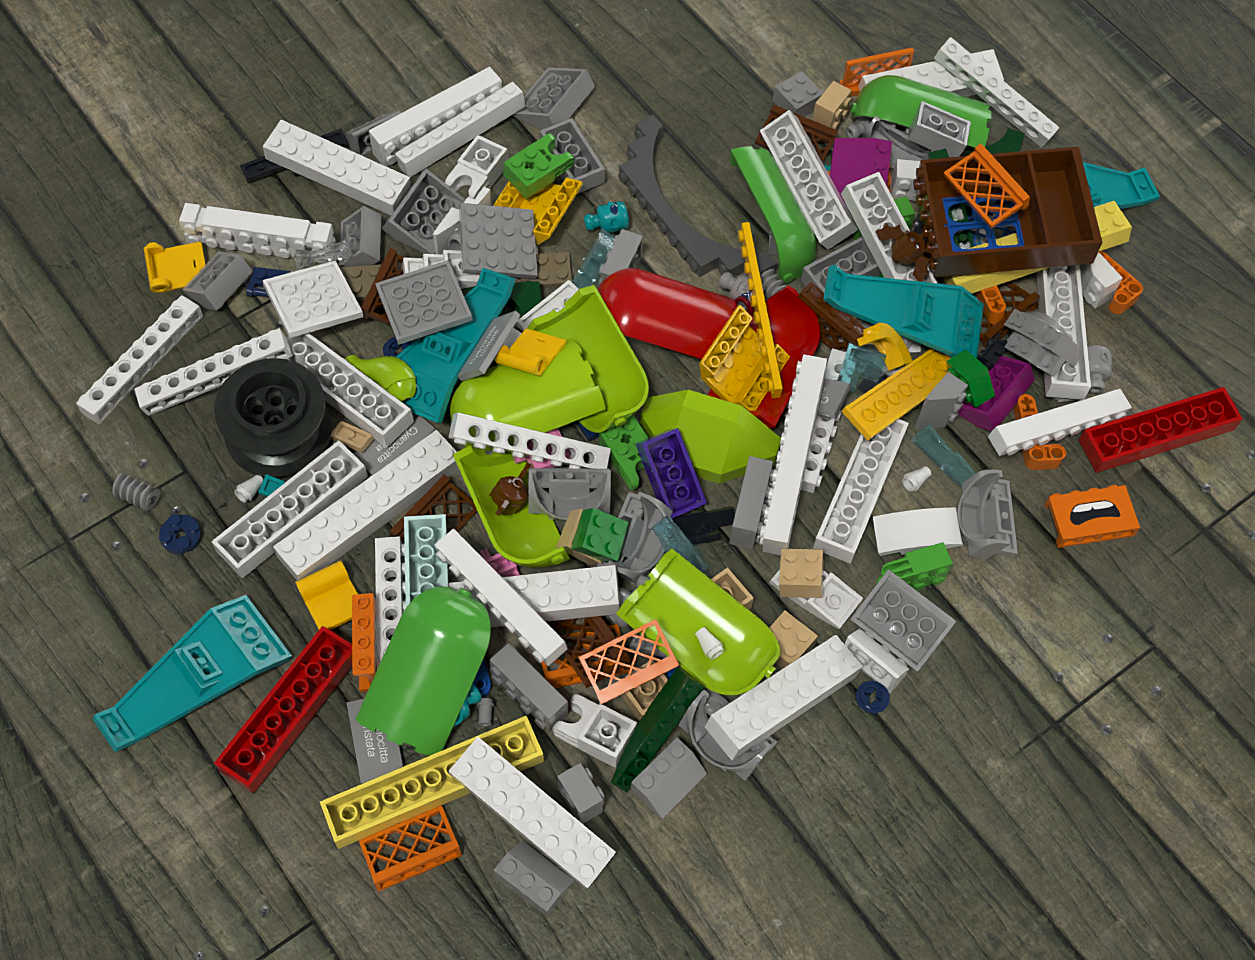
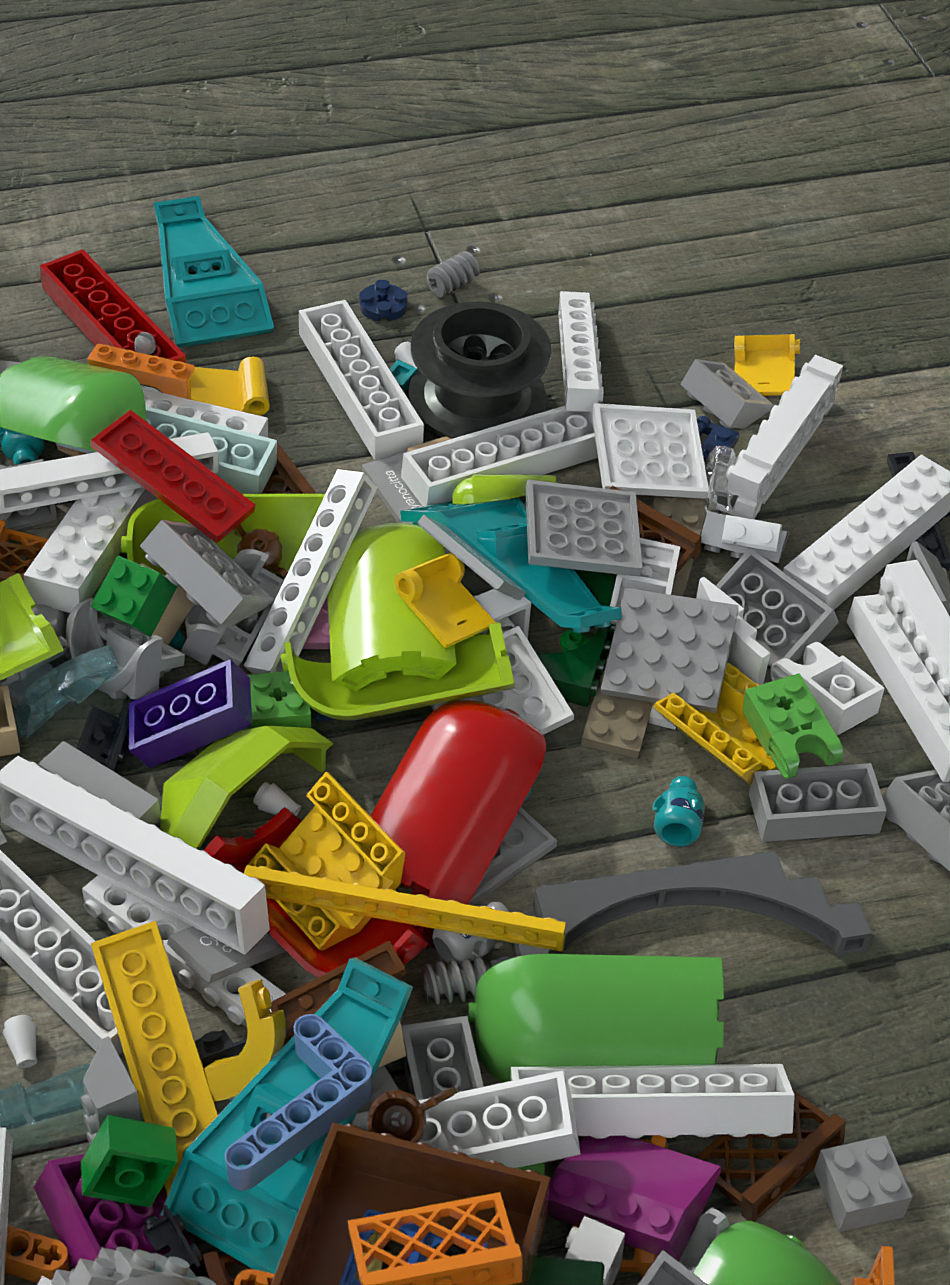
camera: 110 degrees right, 15 degrees down
(138, 368) = (634, 312): white brick -> none
(328, 654) = (145, 343): none -> light grey hinge
(367, 507) = (320, 425): white brick -> none
(376, 221) = (751, 533): none -> white brick
(496, 541) = (173, 476): none -> red plate
(568, 491) = (205, 572): none -> light grey slope
(593, 260) = (605, 767): clear light blue slope -> none
(624, 255) = (581, 791): light grey brick -> none
(833, 105) = (812, 1212): tan brick -> none
(861, 363) = (232, 1033): clear light blue panel -> none
(921, 288) = (316, 1046): none -> medium blue beam

